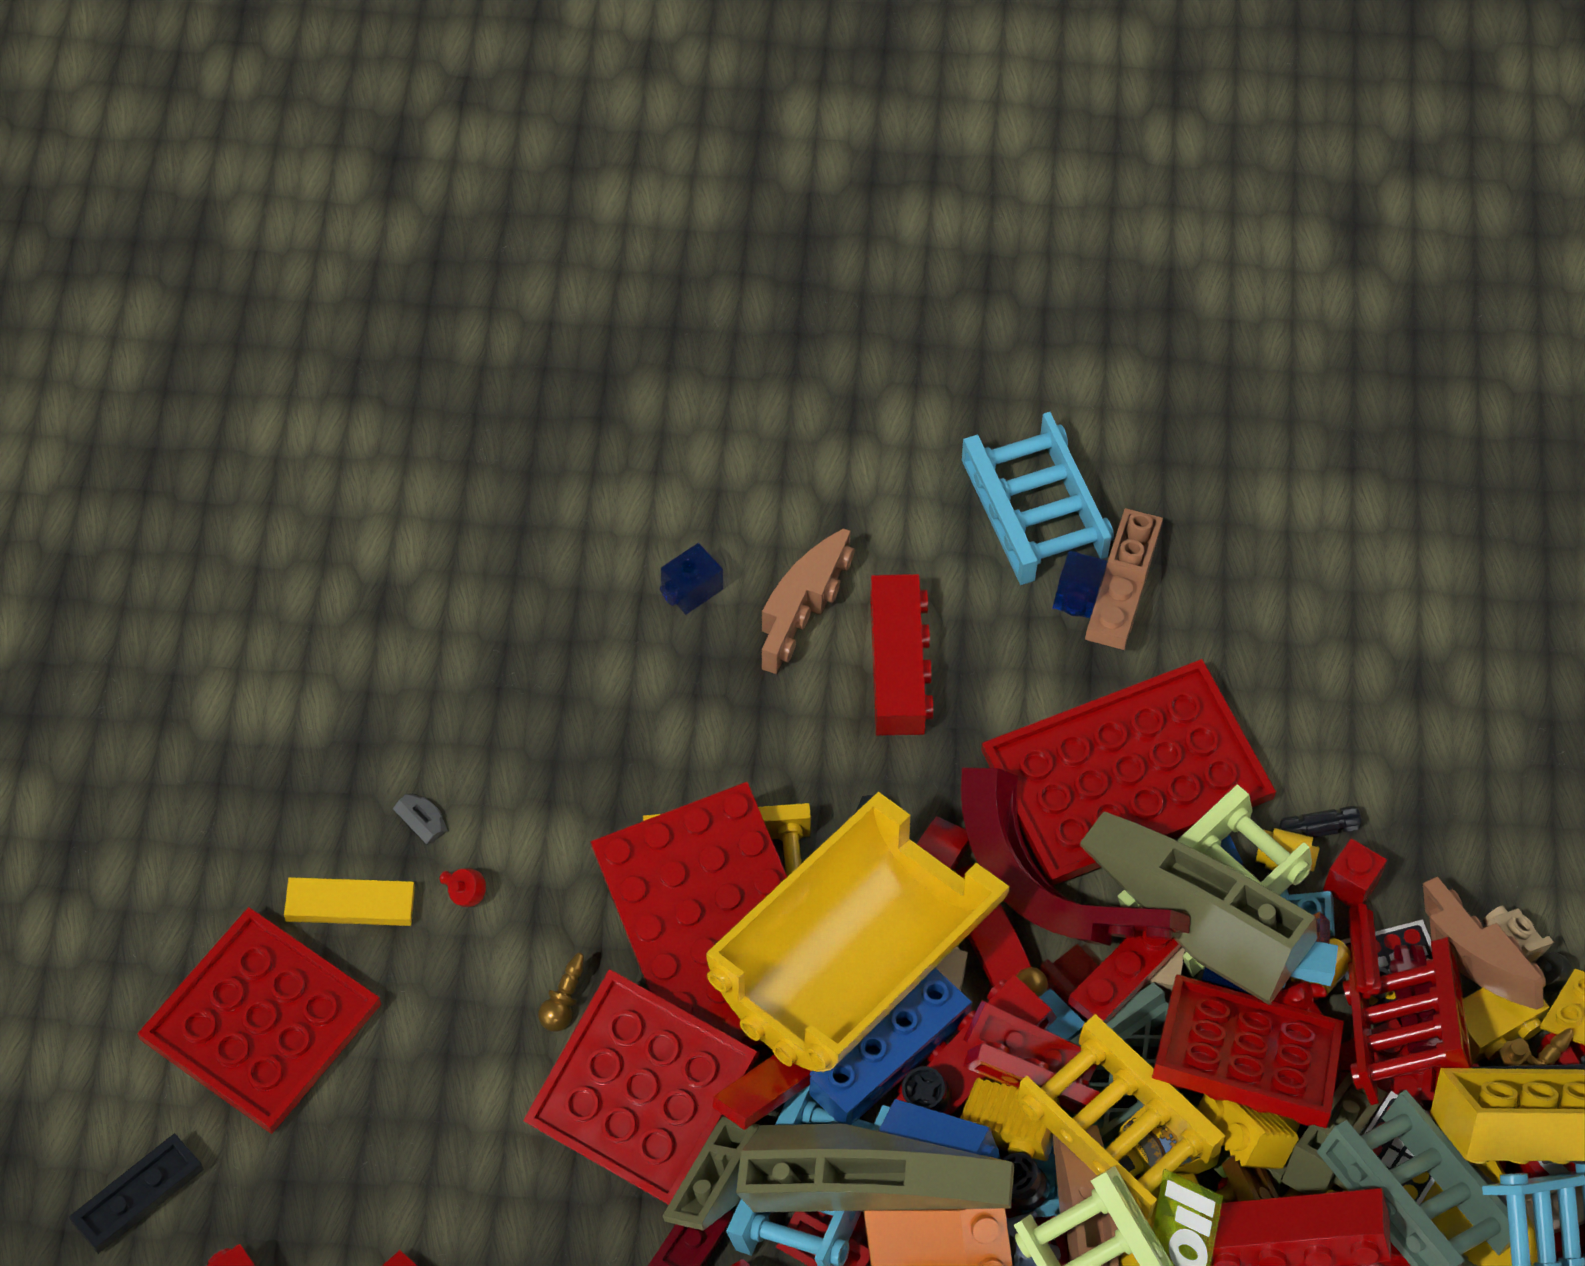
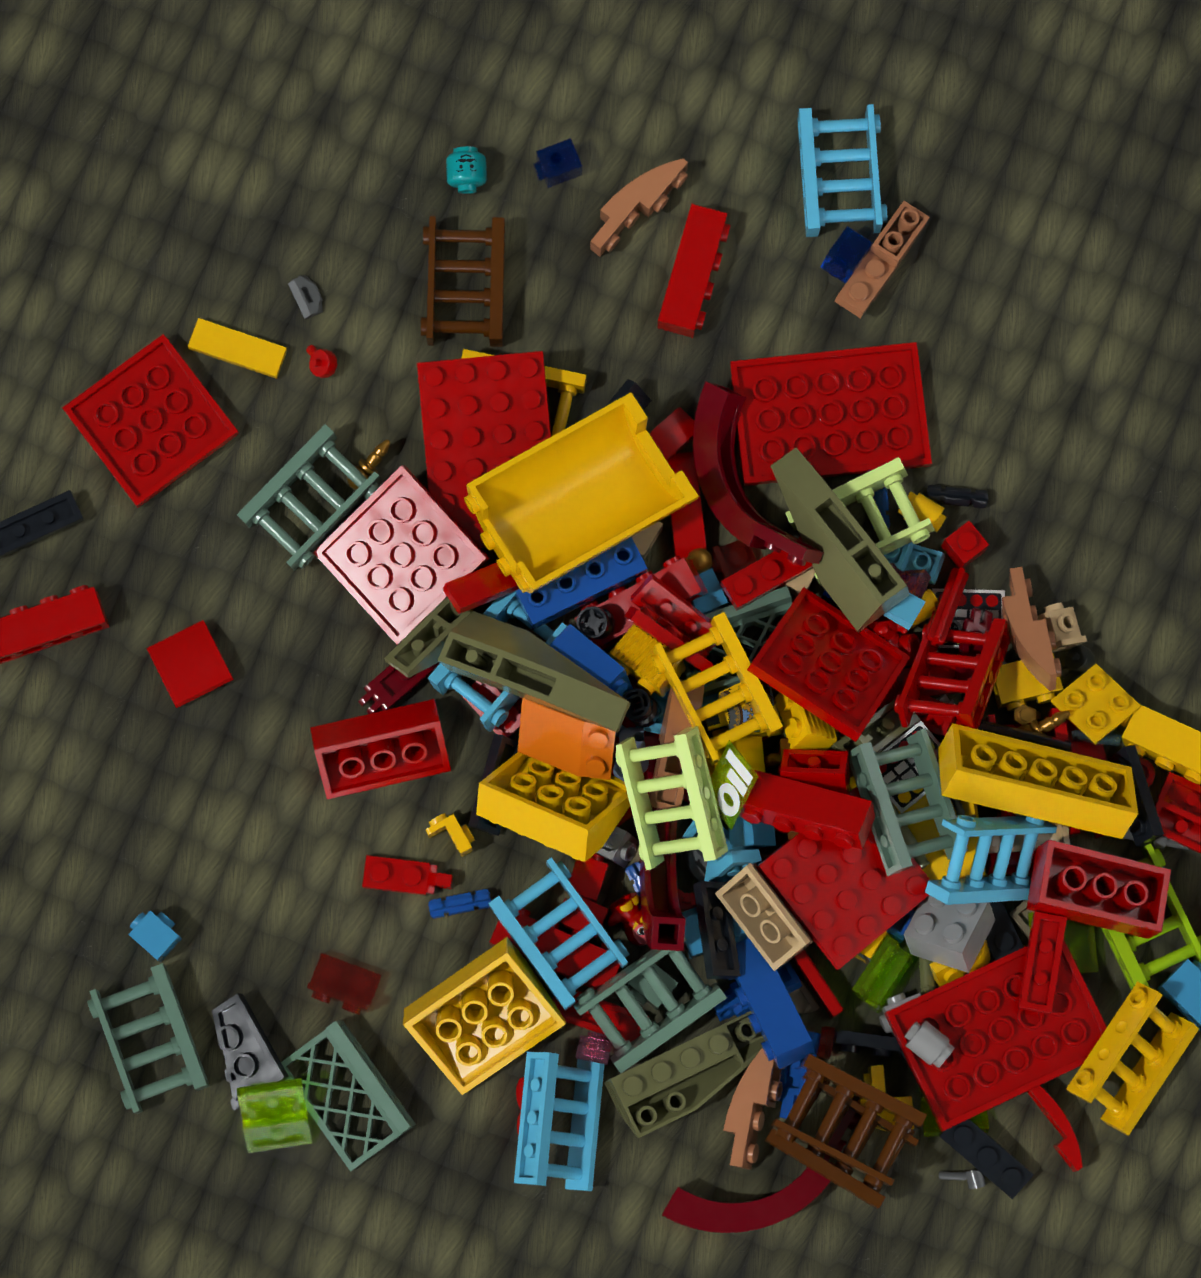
camera: 15 degrees right, 20 degrees up
(476, 1018) = (279, 490): none -> sand green fence
(579, 614) = (466, 169): none -> teal head
(648, 716) = (491, 297): none -> reddish brown fence
(1287, 1175) = (818, 768): none -> red slope
(1334, 1009) = (909, 644): none -> red tile

